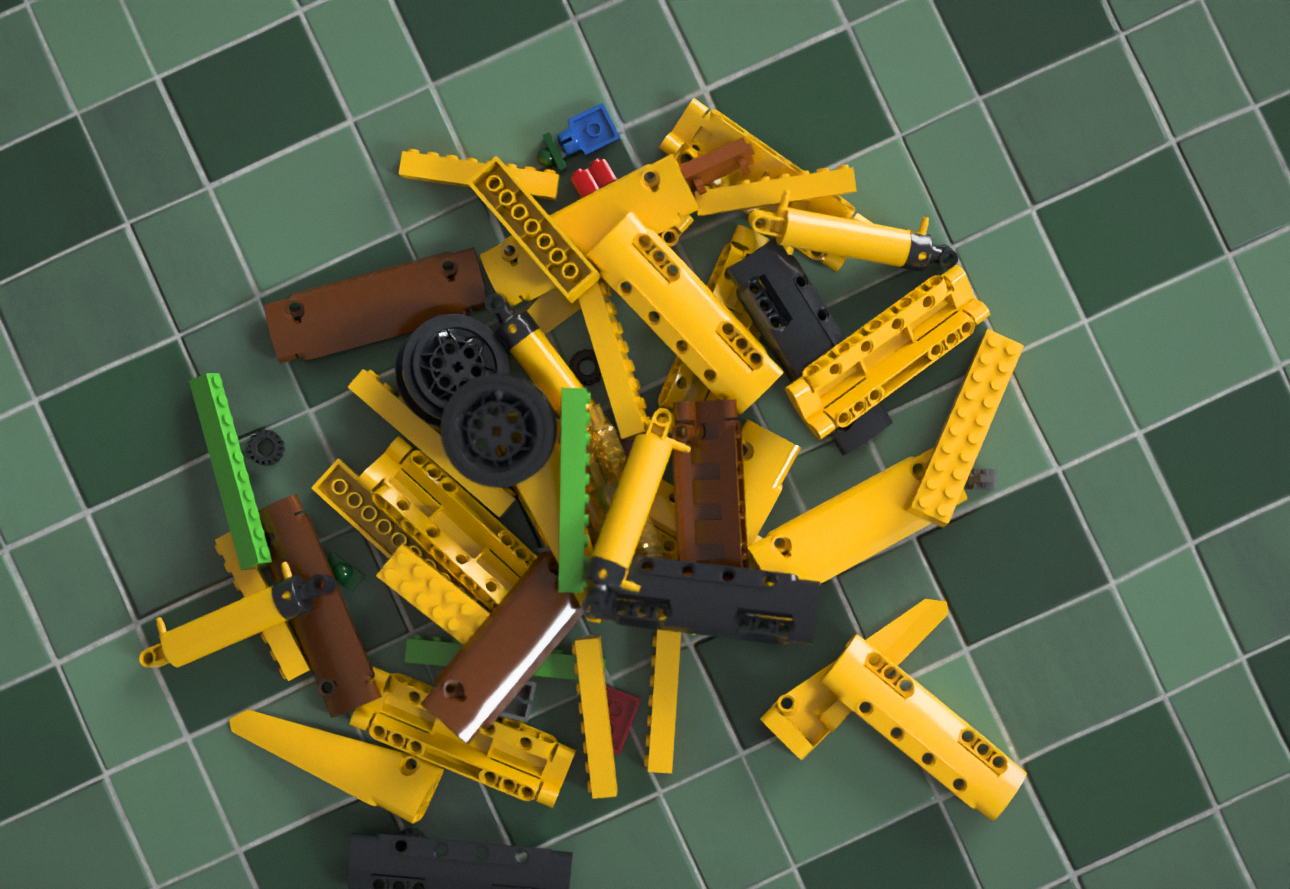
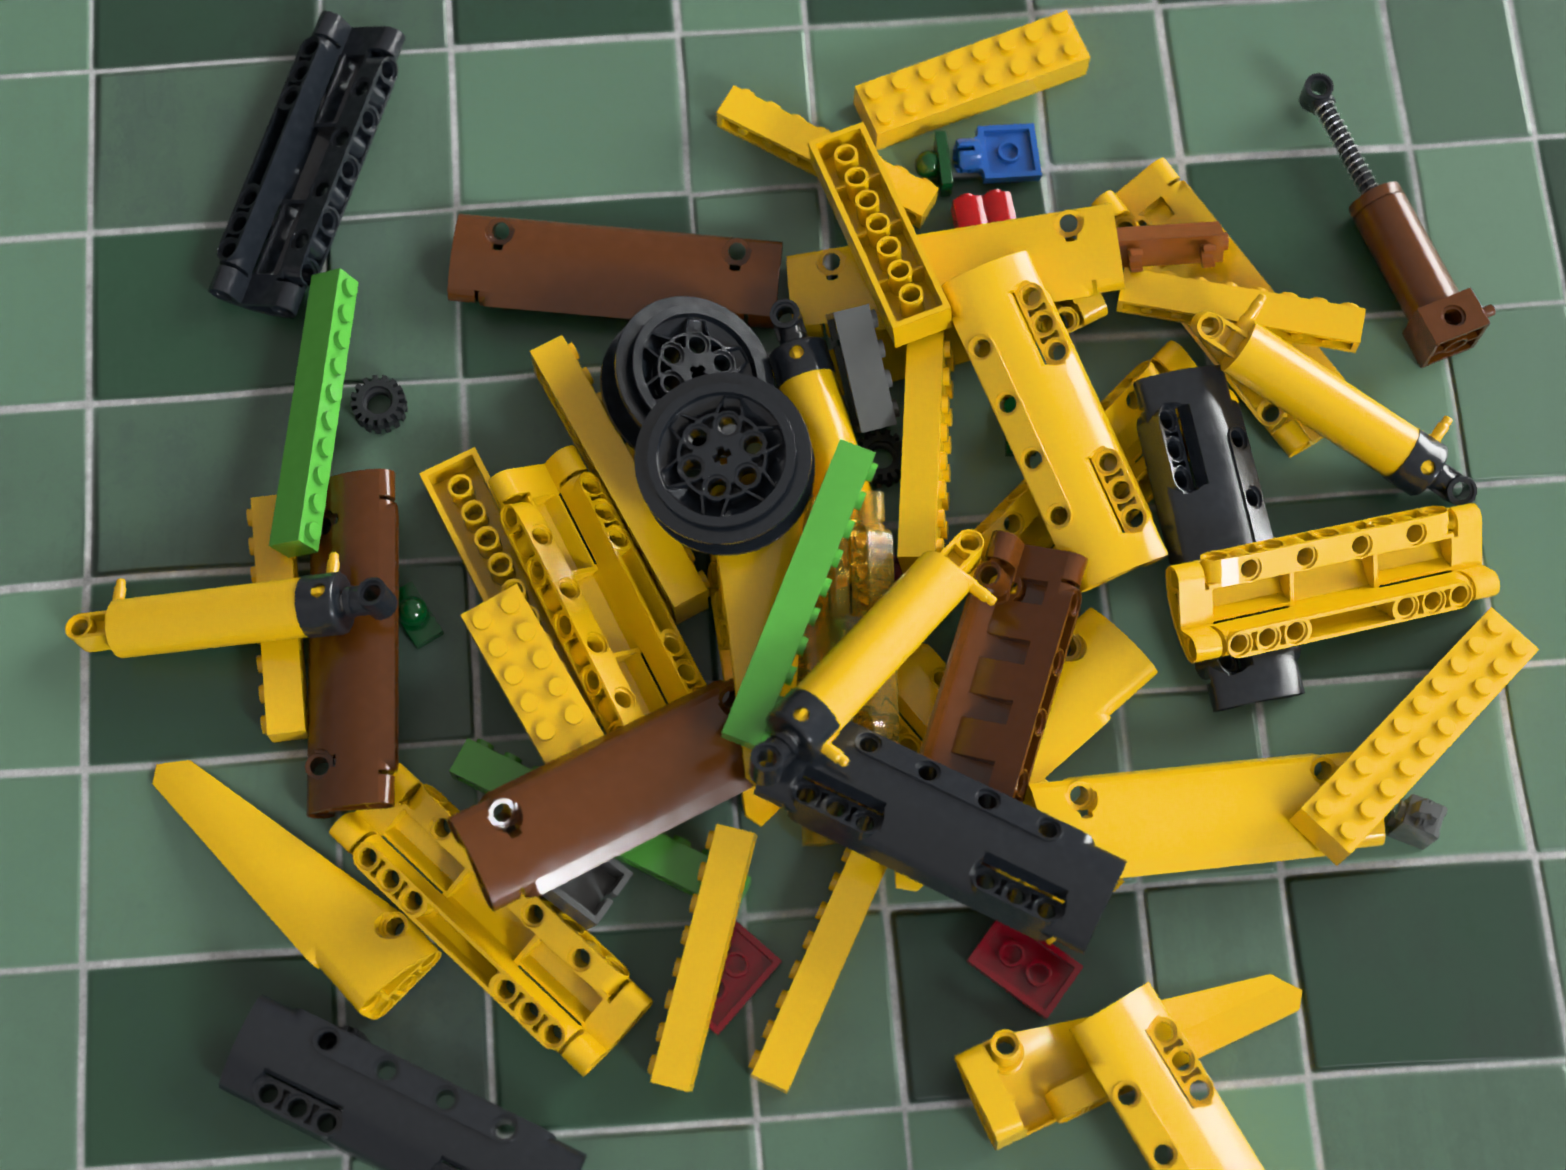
camera: 10 degrees right, 15 degrees down
(153, 304) = (306, 166): none -> black panel
(552, 87) = (971, 80): none -> yellow brick
(555, 320) = (862, 368): none -> dark grey piece
(790, 657) = (1025, 967): none -> dark red plate
(862, 104) = (1438, 314): none -> reddish brown piece

